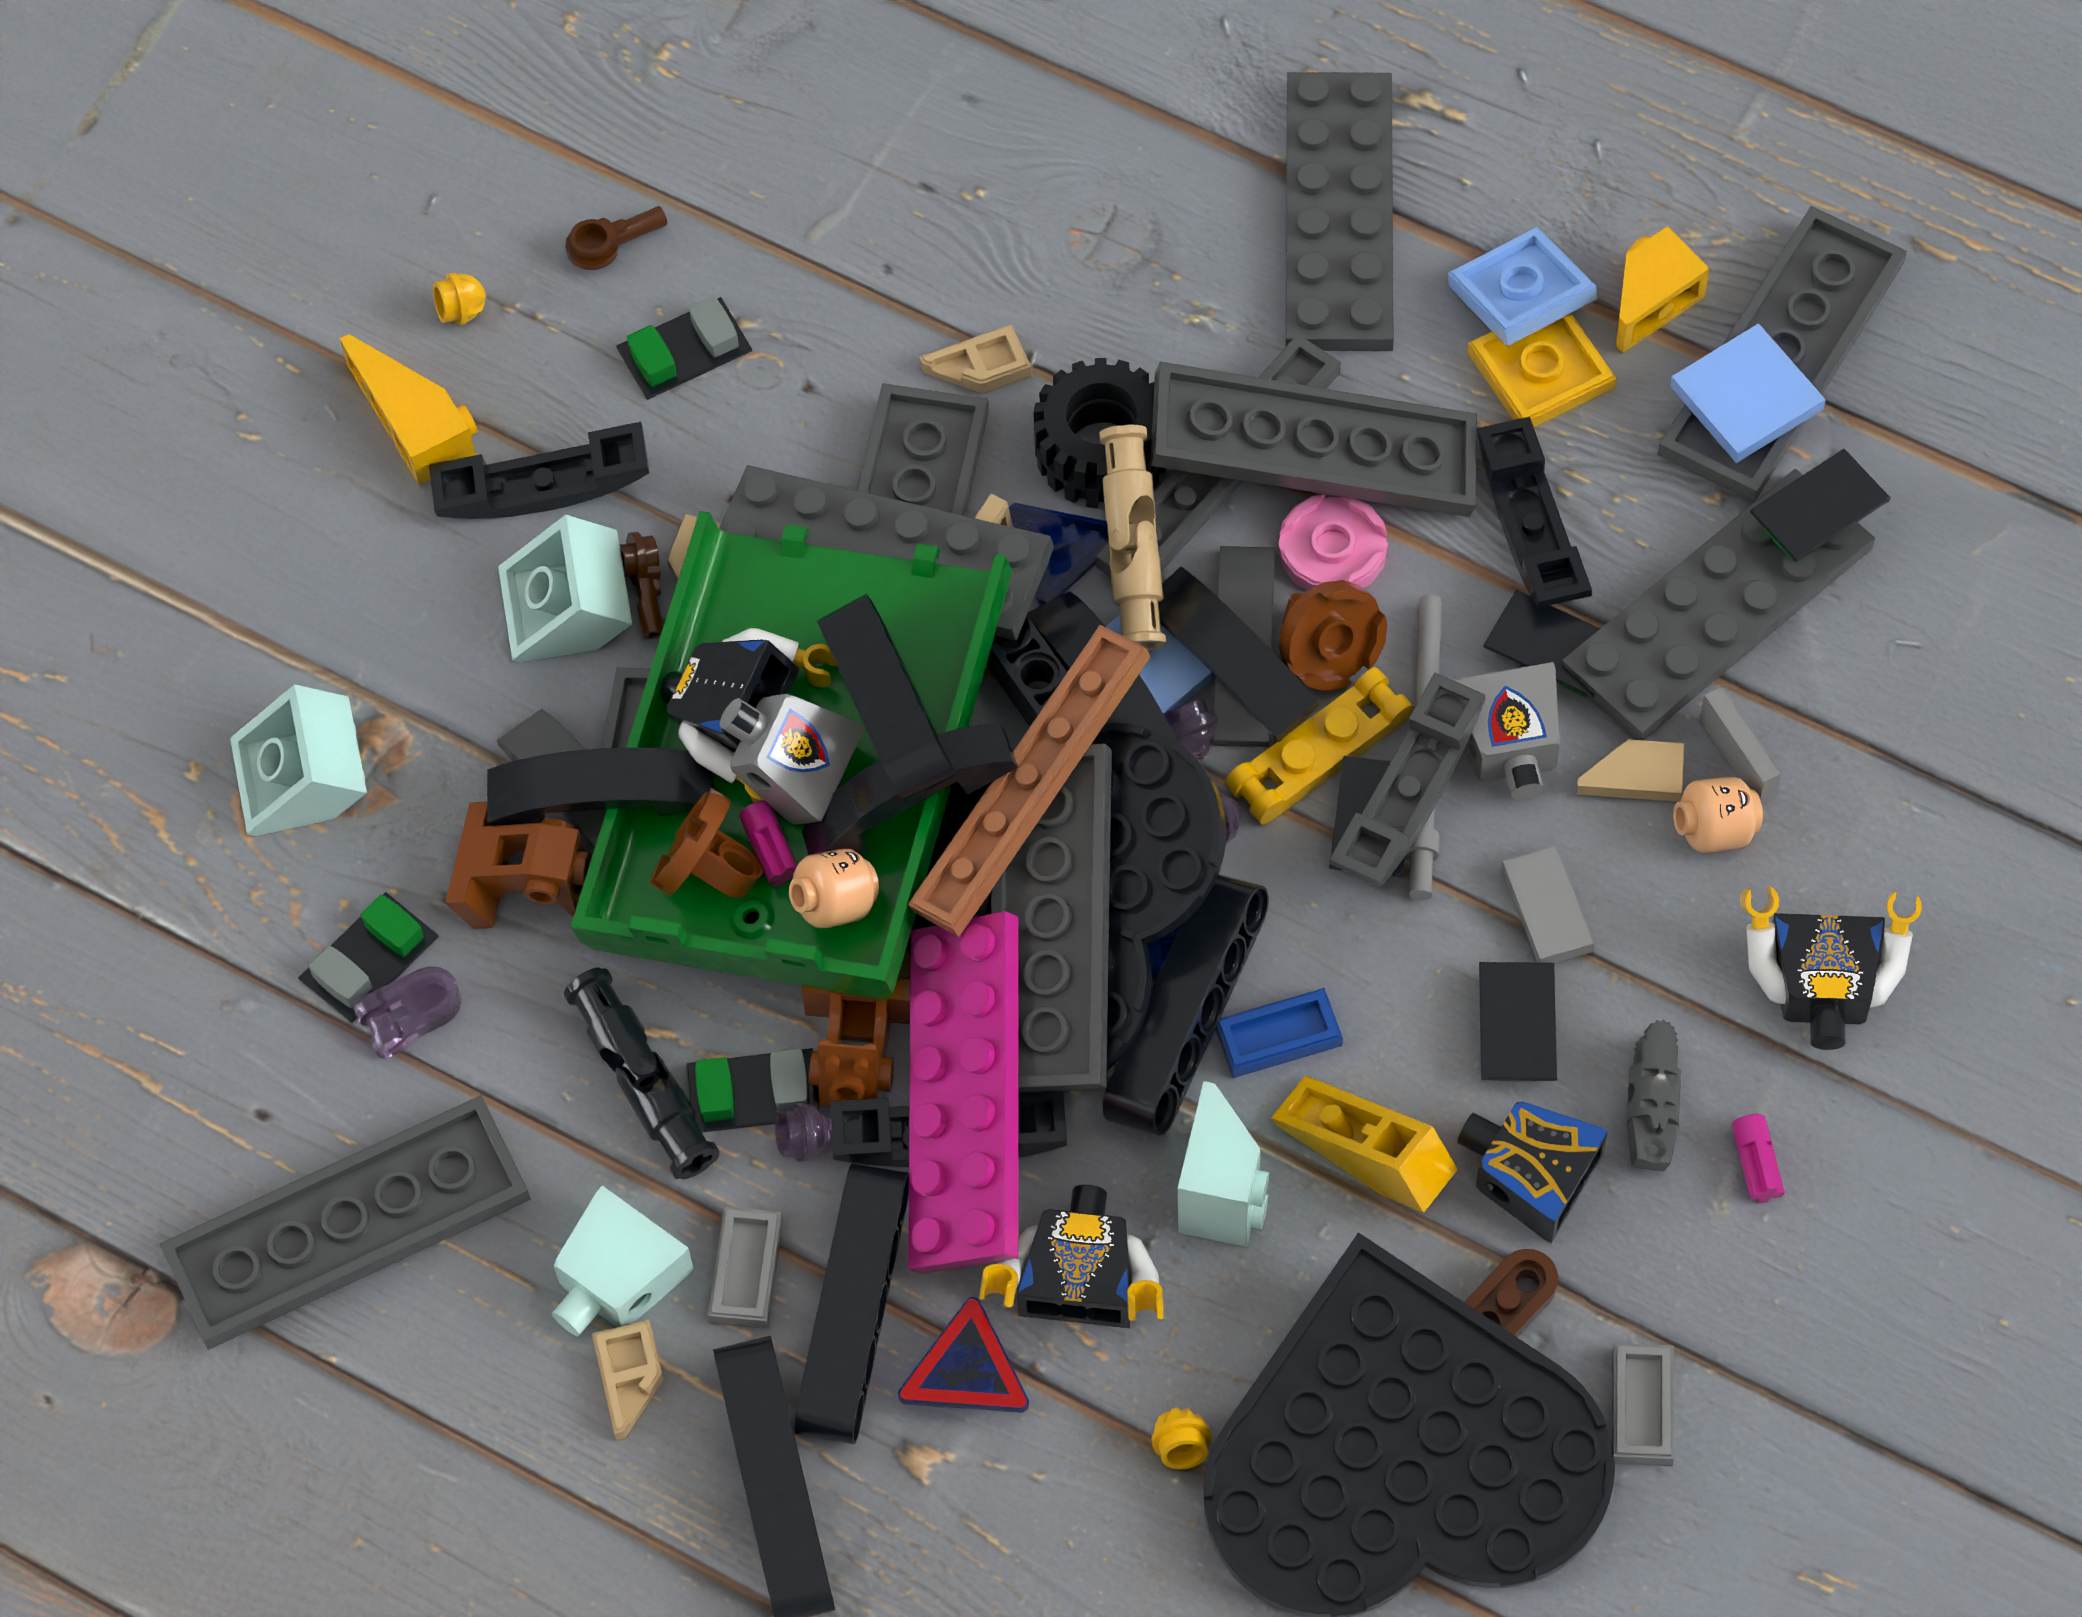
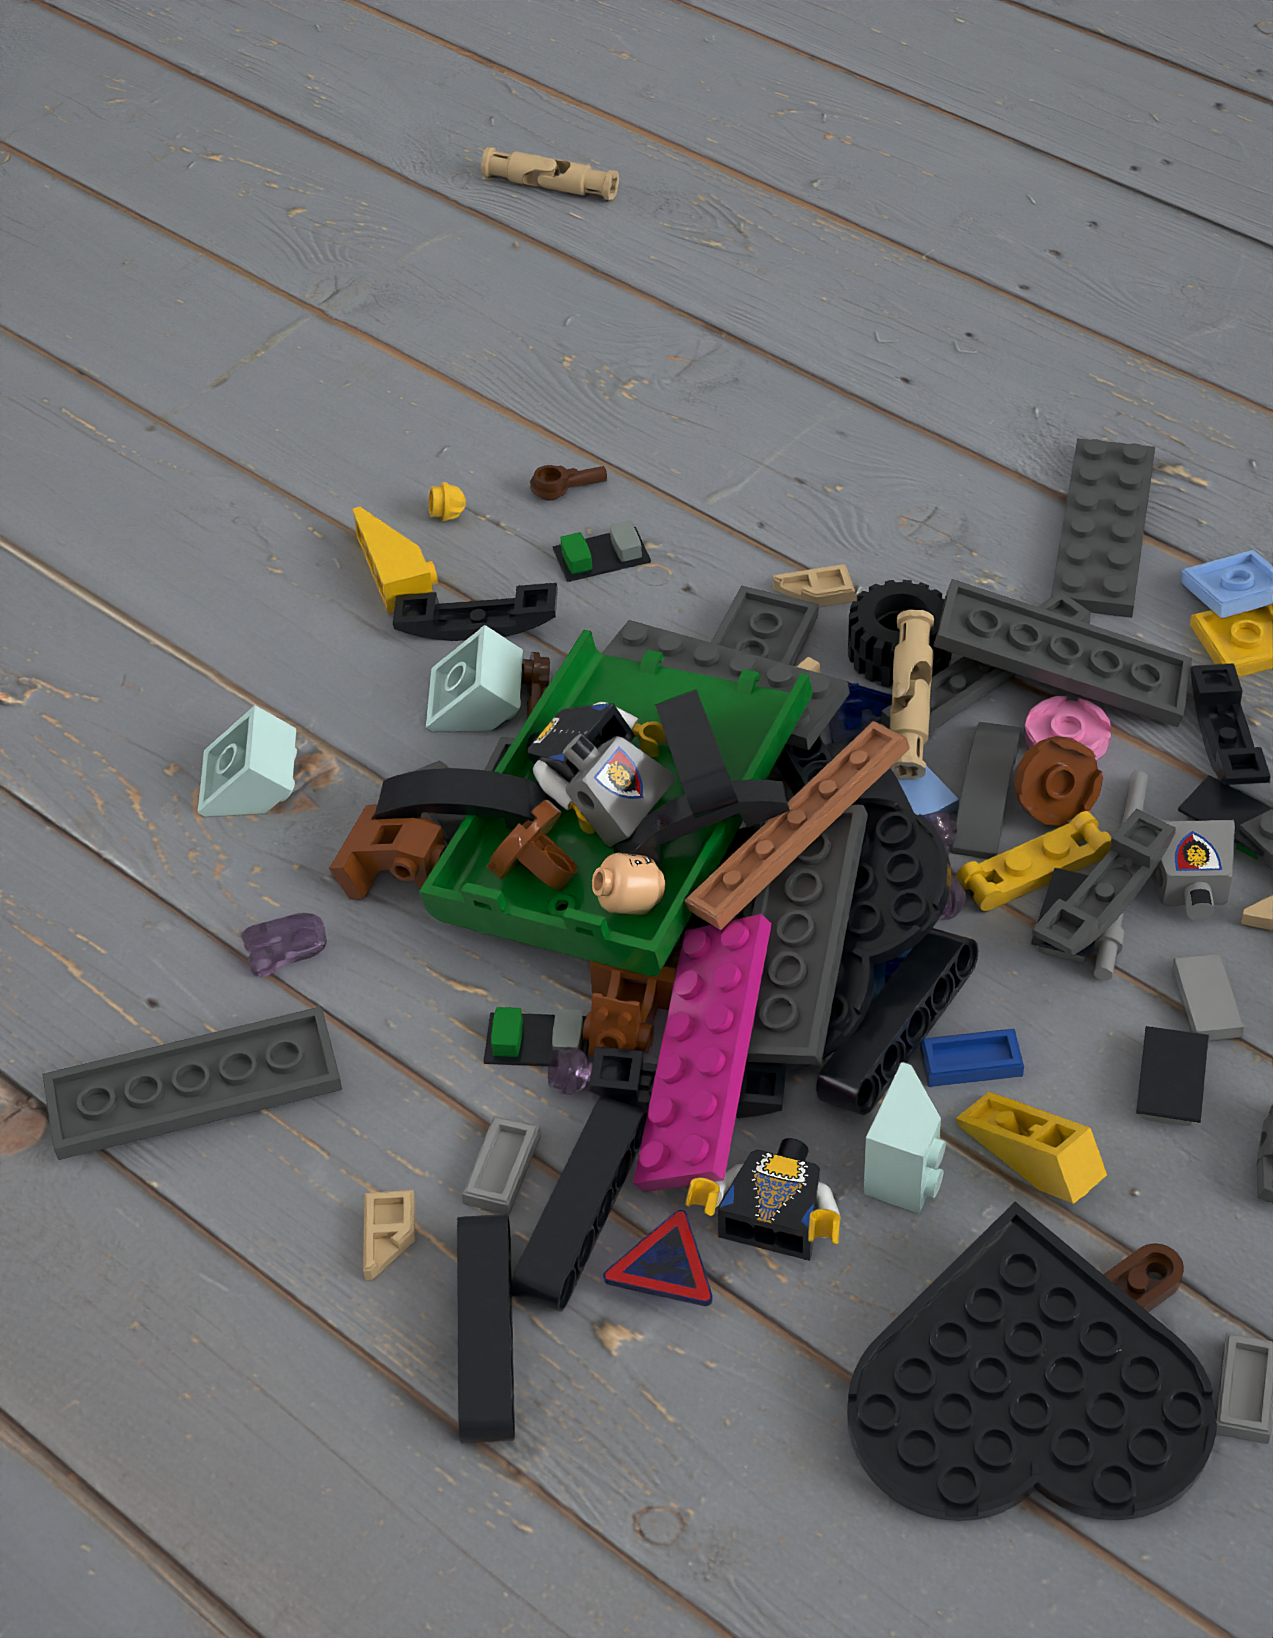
camera: 10 degrees right, 15 degrees down
(368, 955) = (275, 897): piece -> none
(616, 1265) = (396, 1143): light aqua torso -> none
(624, 1047) = (442, 990): black piece -> none
(768, 842) = (585, 851): dark pink piece -> none
(1181, 1438) = (837, 1349): yellow plate -> none
(1234, 654) = (981, 786): black slope -> none
(1534, 1163) = (1174, 1181): torso -> none

